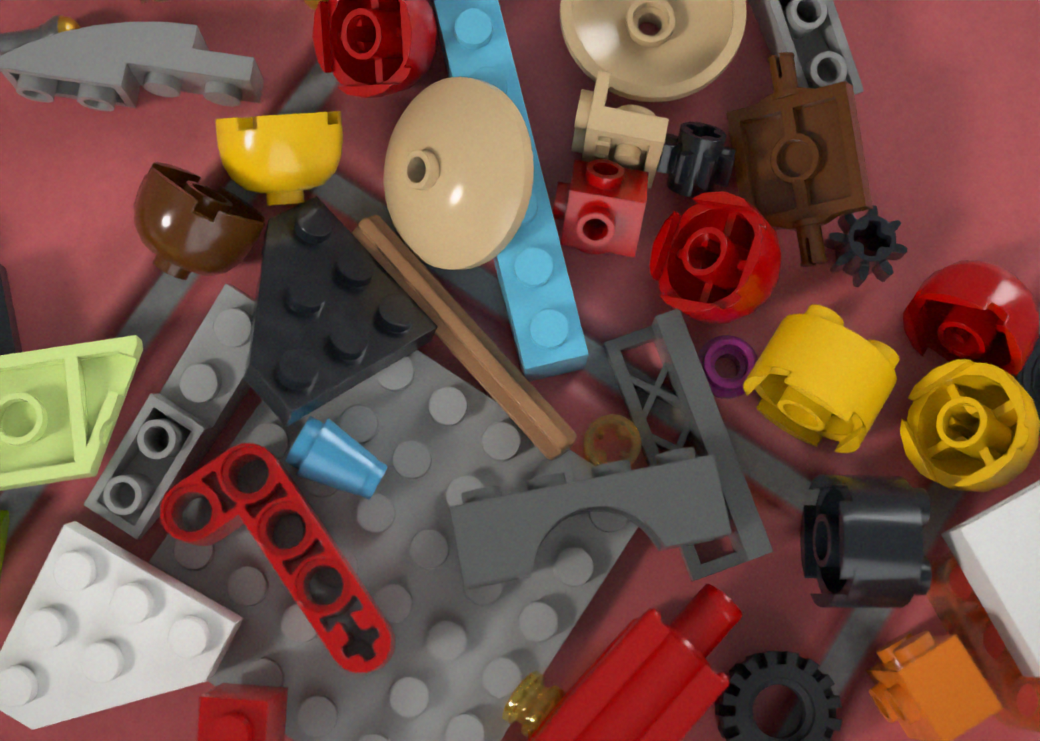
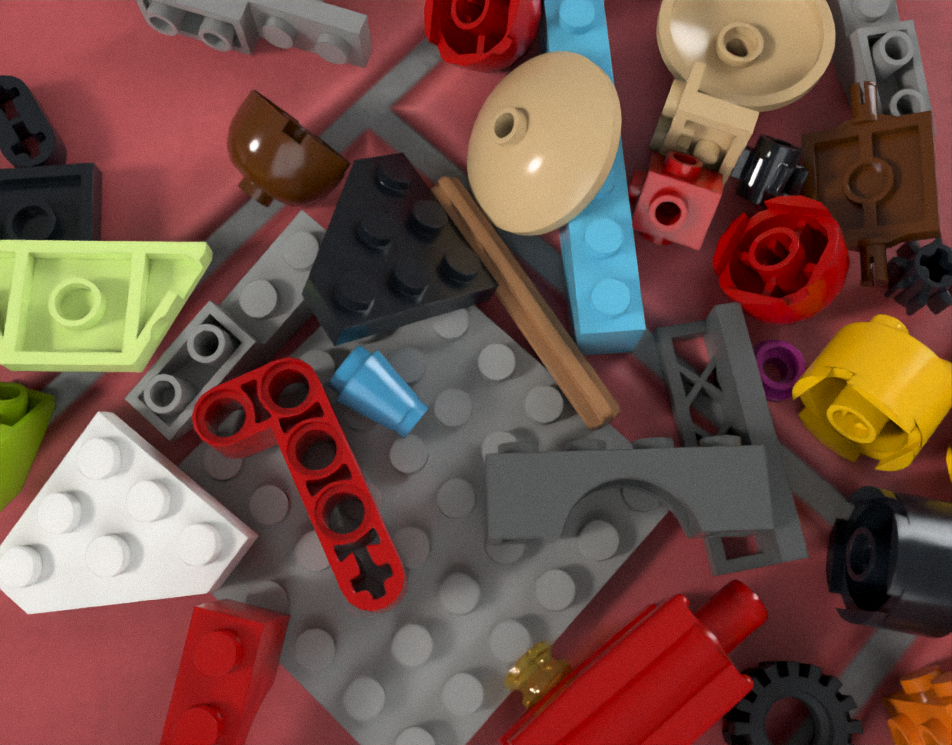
camera: 10 degrees right, 5 degrees down
(281, 152) = (377, 100): yellow cylinder -> none
(624, 430) = (666, 415): clear yellow bush -> none

